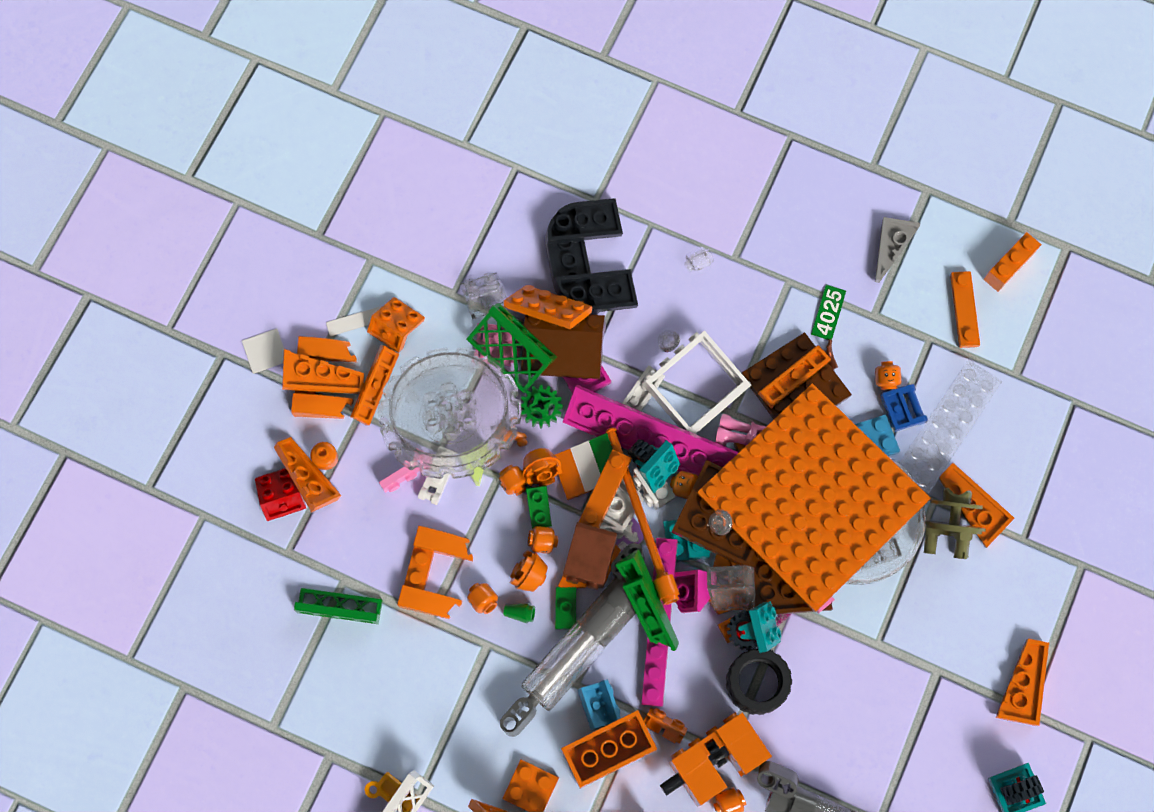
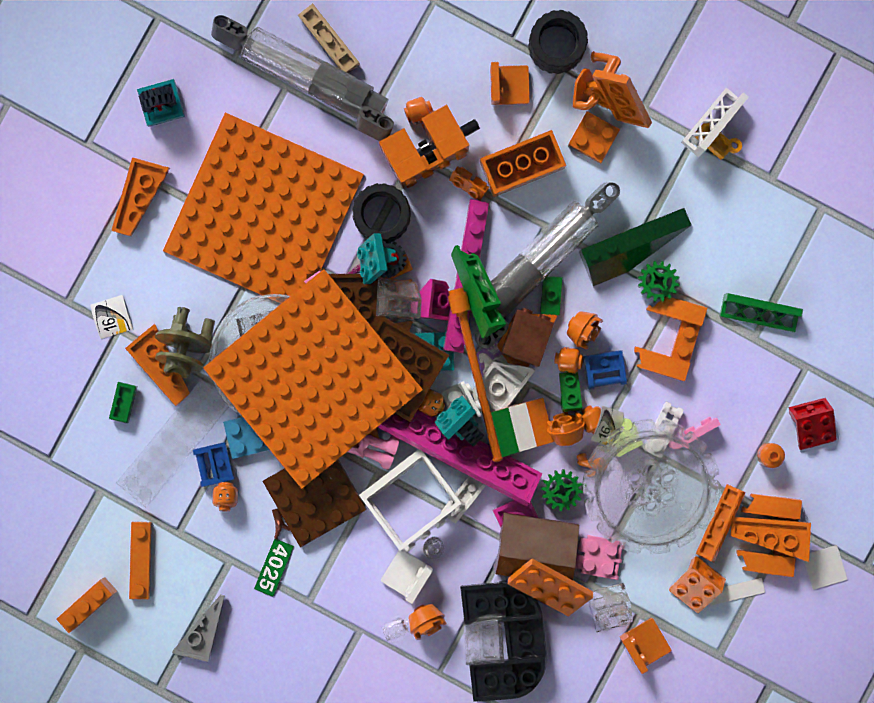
camera: 170 degrees left, 15 degrees up
(309, 480) = (786, 432): orange wing -> none
(447, 262) = (645, 644): none -> orange bracket
(458, 624) = (665, 292): none -> green gear
(482, 598) = (627, 309): orange head -> none
(482, 666) = (630, 248): none -> dark green wedge
(496, 476) = (608, 422): none -> sticker
(504, 539) = (605, 363): none -> blue plate
(519, 333) = (579, 561): green fence -> none
(521, 612) = (591, 293): green cone -> none
(599, 704) = (527, 204): dark azure bracket -> none
(605, 489) = (508, 399): orange plate -> none
(609, 251) = (484, 643): none -> clear slope
(670, 268) = (426, 621): none -> orange cone
(692, 311) = (406, 575): none -> white bracket
(720, 522) = (404, 358): clear hat -> none
(794, 376) = (316, 500): orange plate -> none
(888, 680) = (262, 209): none -> orange baseplate
(1007, 463) = (123, 402): none -> green plate
(1033, 552) = (111, 317): none -> sticker

